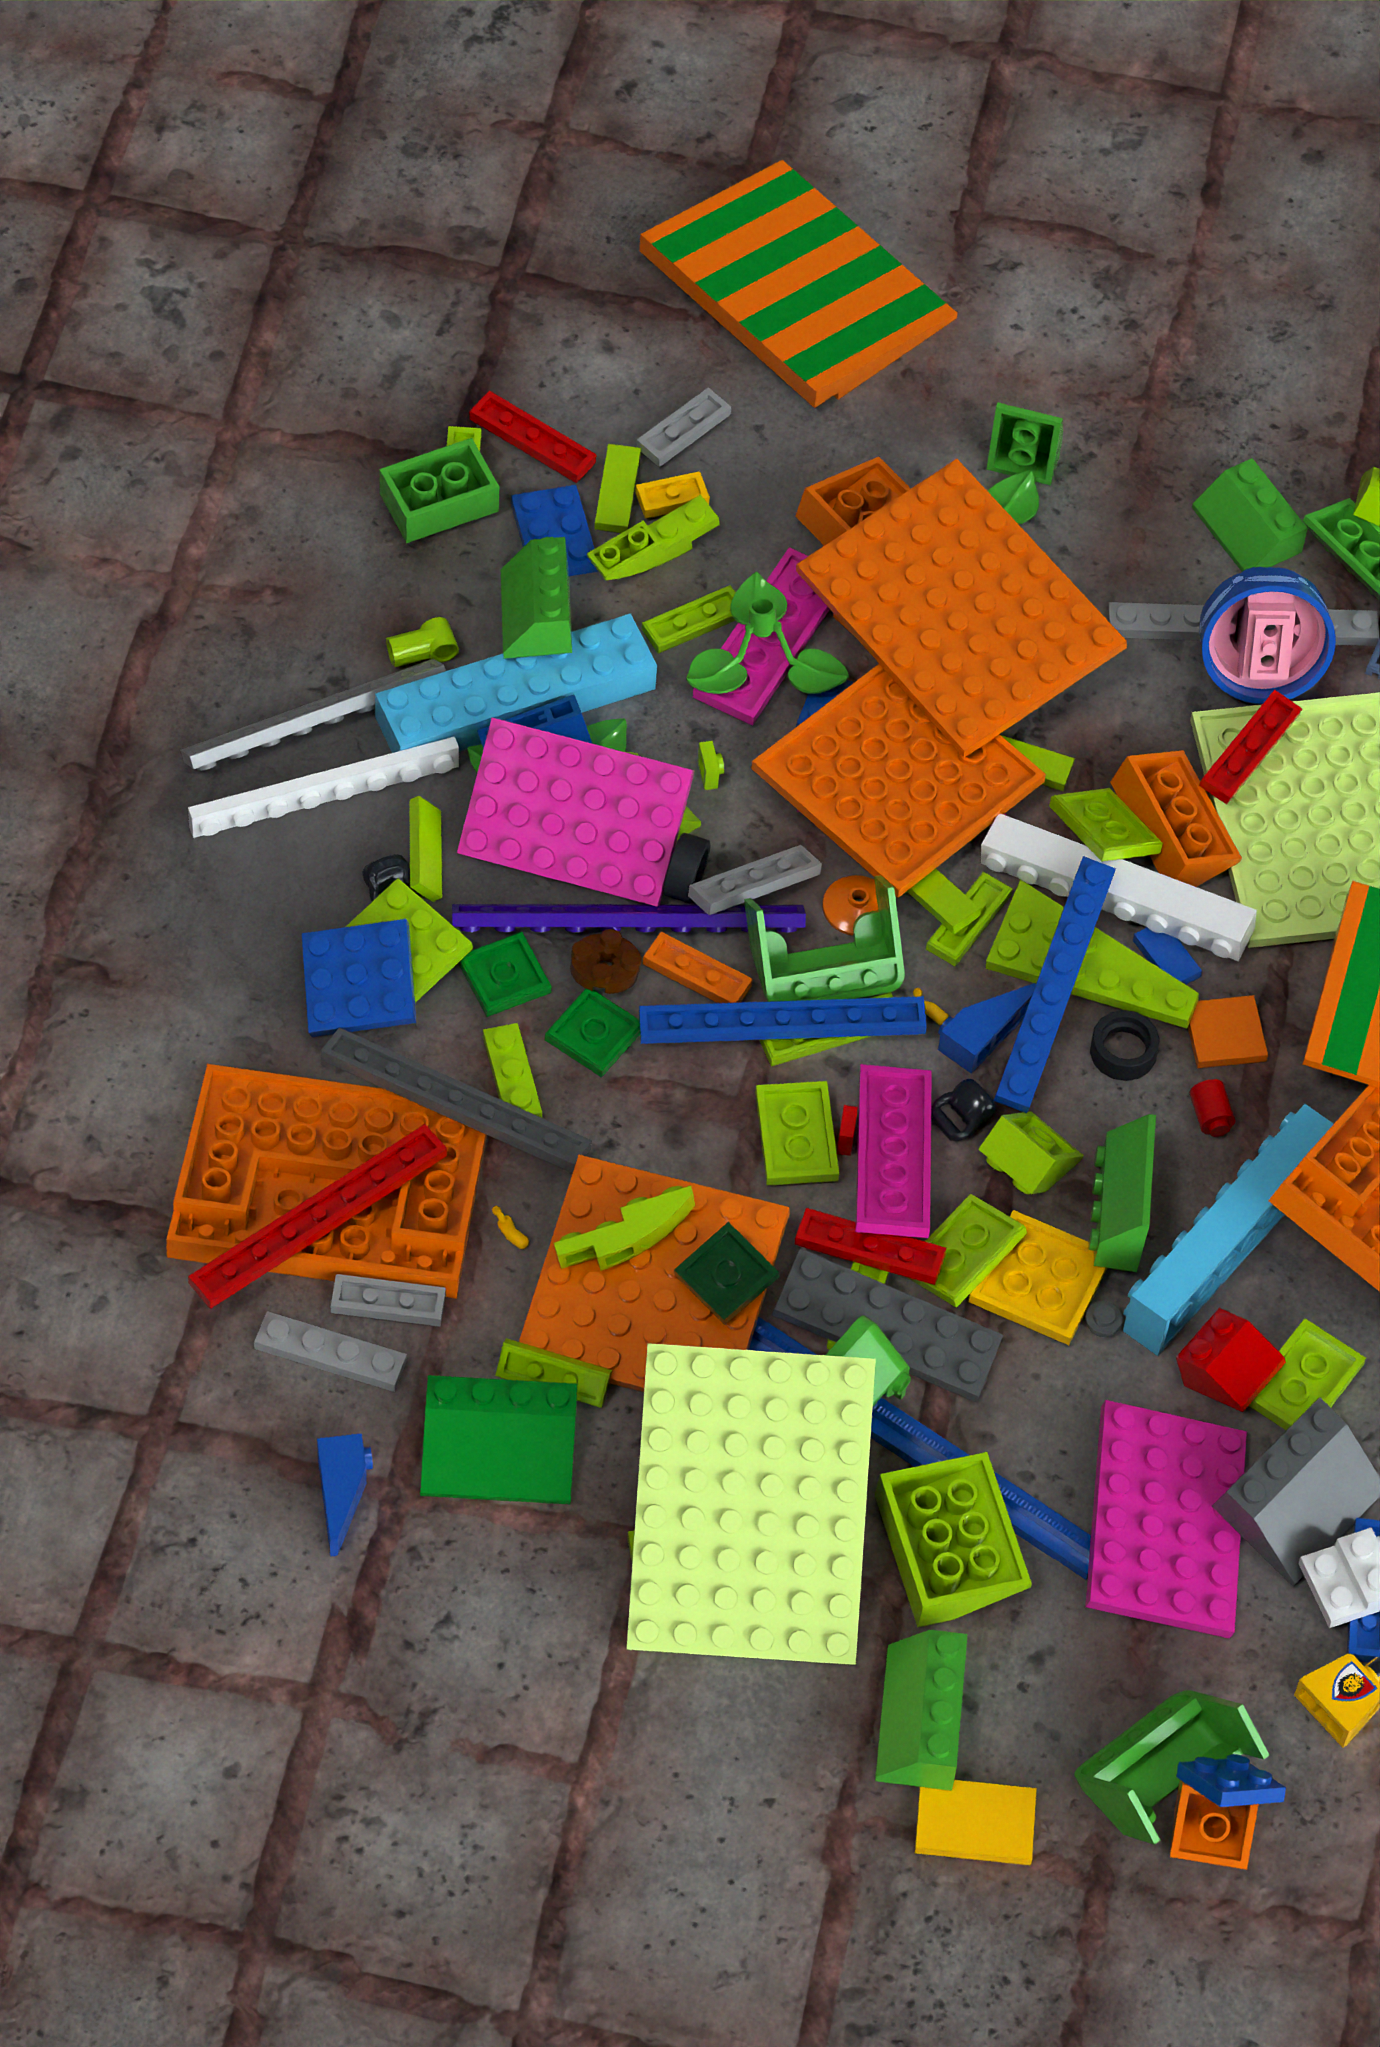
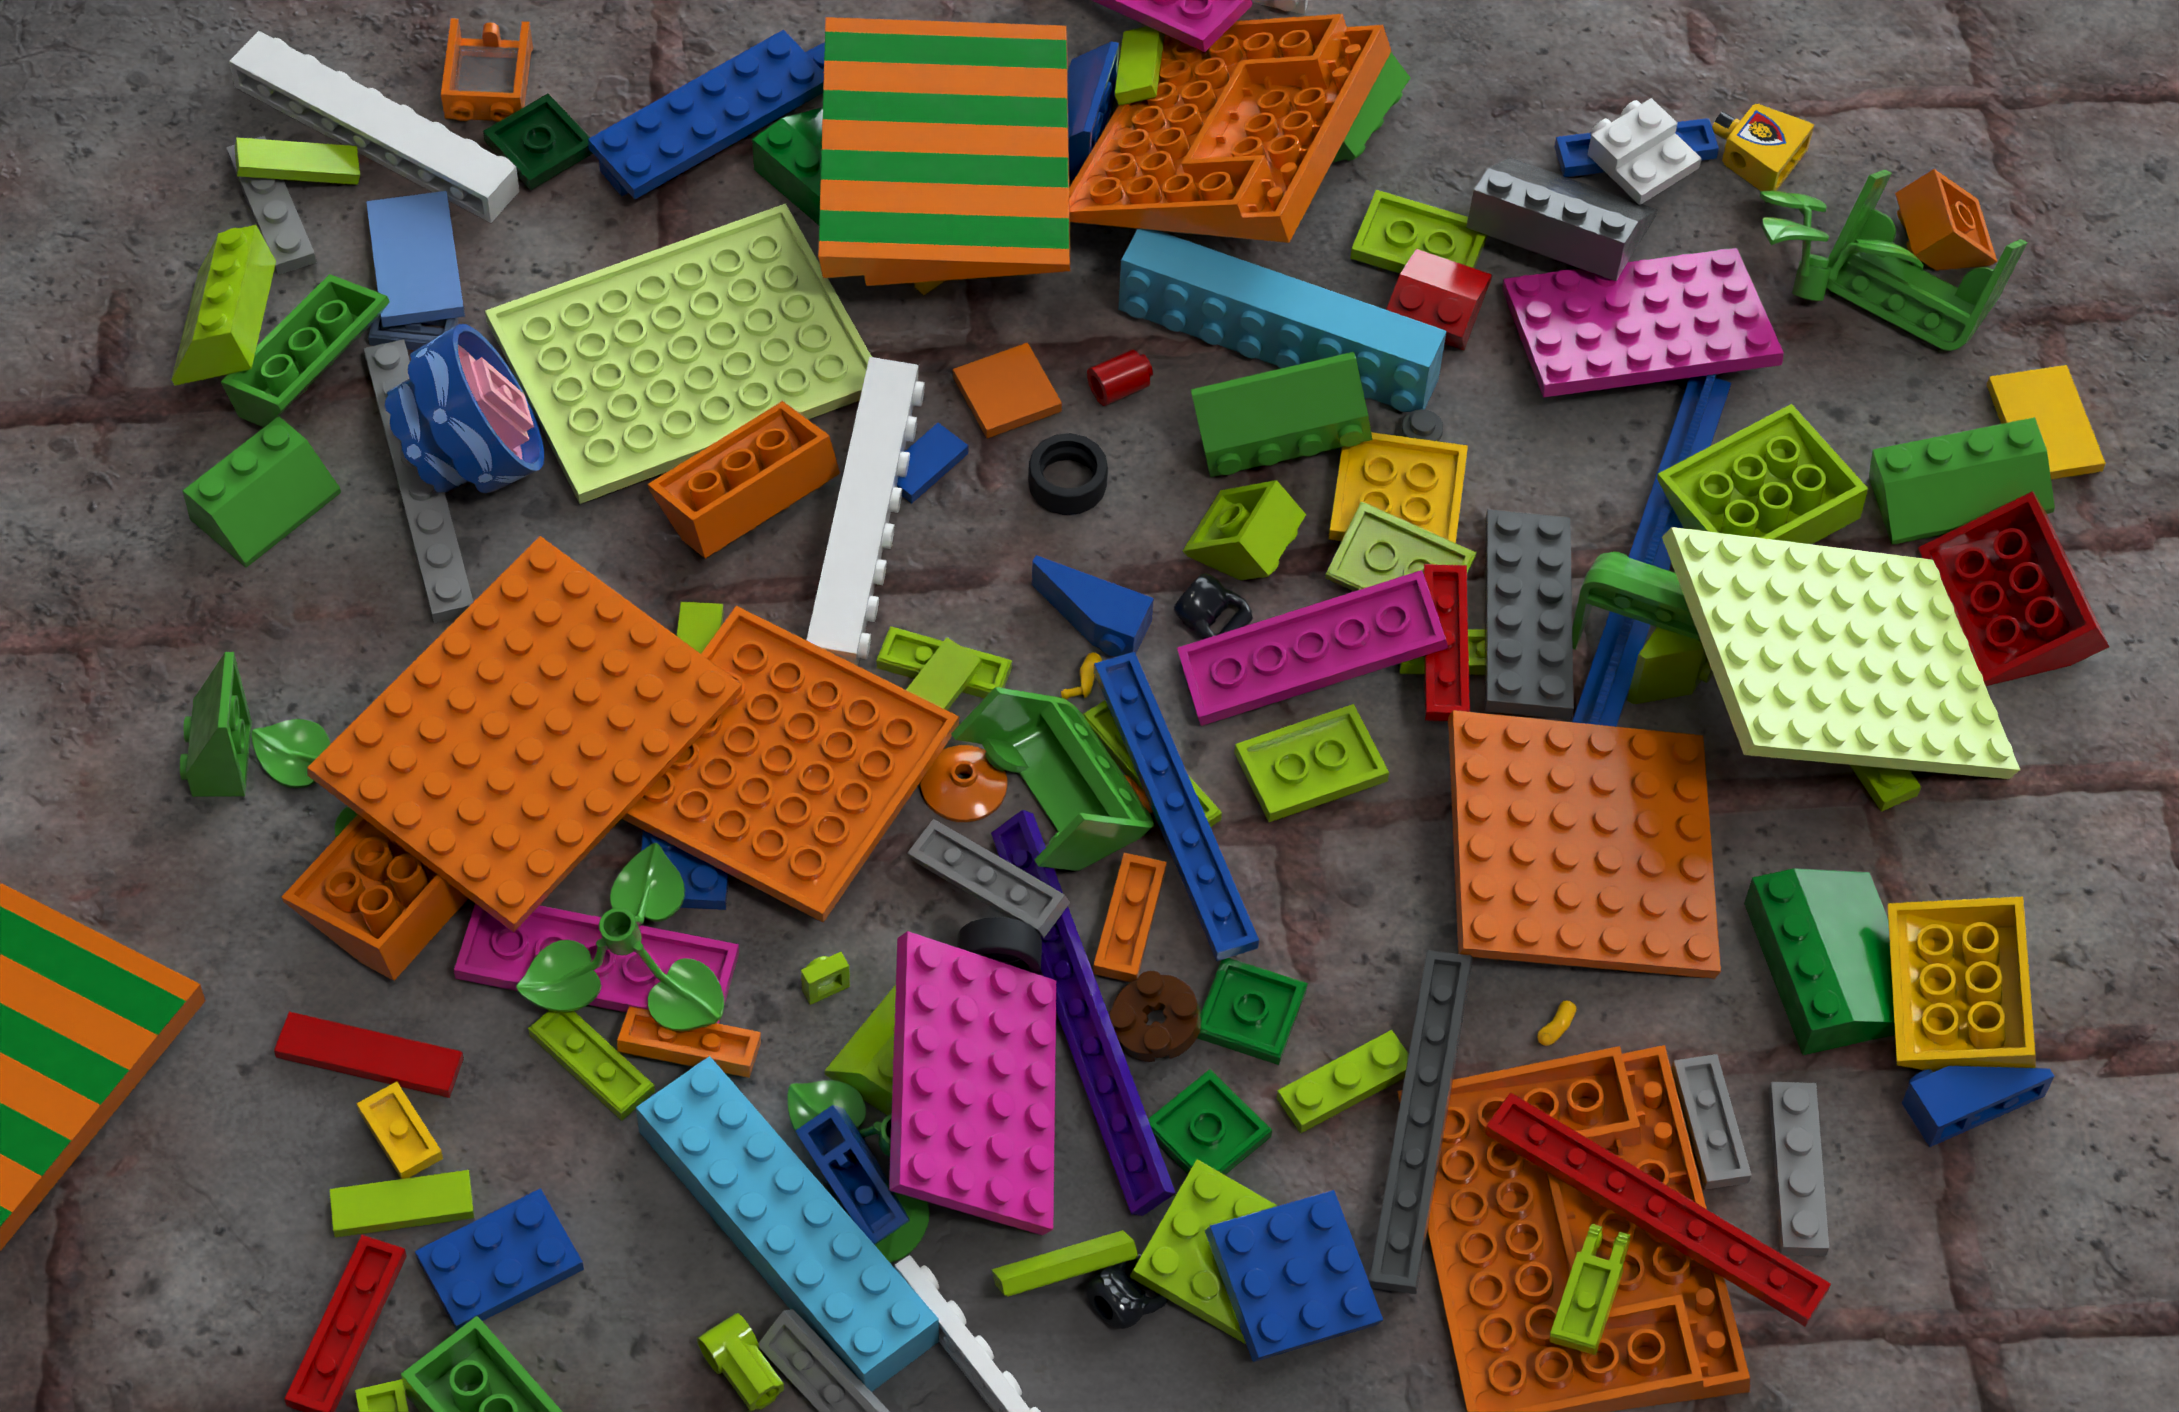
camera: 105 degrees left, 0 degrees up
(271, 1152) = (1589, 1293): none -> lime hinge
(432, 1513) = (1961, 983): none -> yellow slope
(531, 1363) = (1729, 923): lime tile -> none
(536, 600) = (657, 1215): bright green slope -> none
(642, 1227) = (1549, 845): lime slope -> none
(654, 544) = (487, 1129): lime slope -> none
(672, 688) = (729, 1046): none -> orange plate
(683, 427) = (279, 1147): light grey plate -> none
(726, 1273) = (1567, 748): dark green plate -> none
(746, 490) = (369, 1054): none -> red tile
(799, 1714) = (2015, 593): none -> red slope
(847, 1130) = (1289, 709): red tile -> none
(1054, 985) = (1030, 536): blue plate -> none
(1105, 824) = (781, 539): lime tile -> none
(1107, 973) = (963, 553): lime wing -> none
(1182, 1724) = (1814, 269): none -> bright green plant
(1231, 1781) = (1931, 193): blue plate -> none
(1250, 747) = (624, 416): red plate -> none

